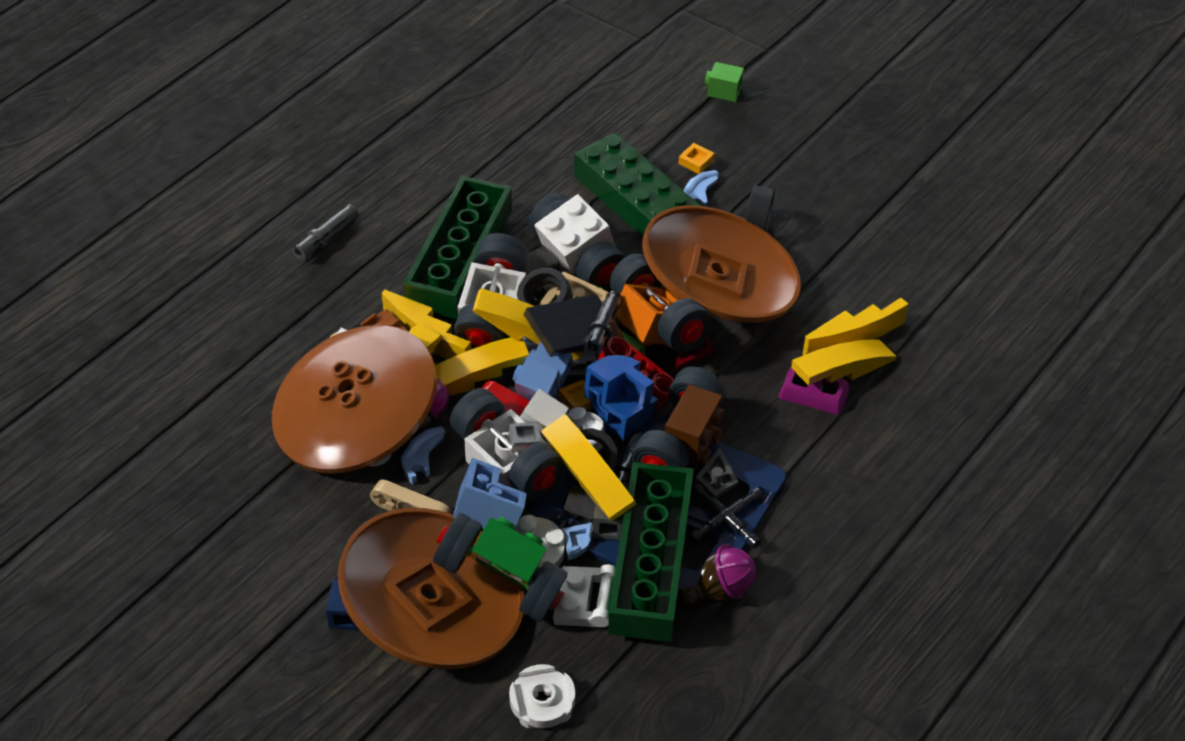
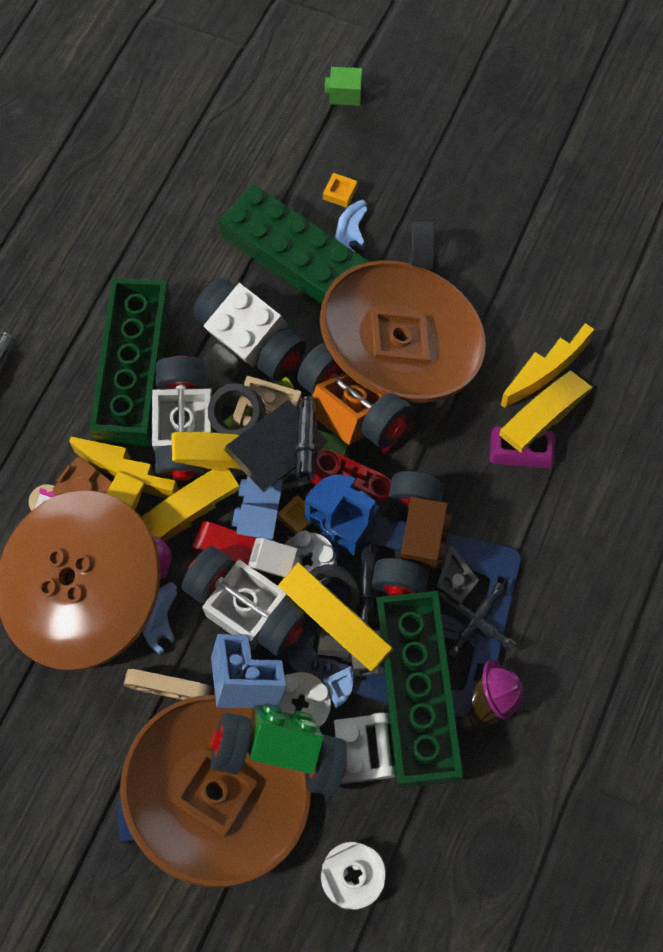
camera: 10 degrees left, 20 degrees up
(523, 435) = (263, 593): flat silver tile -> none

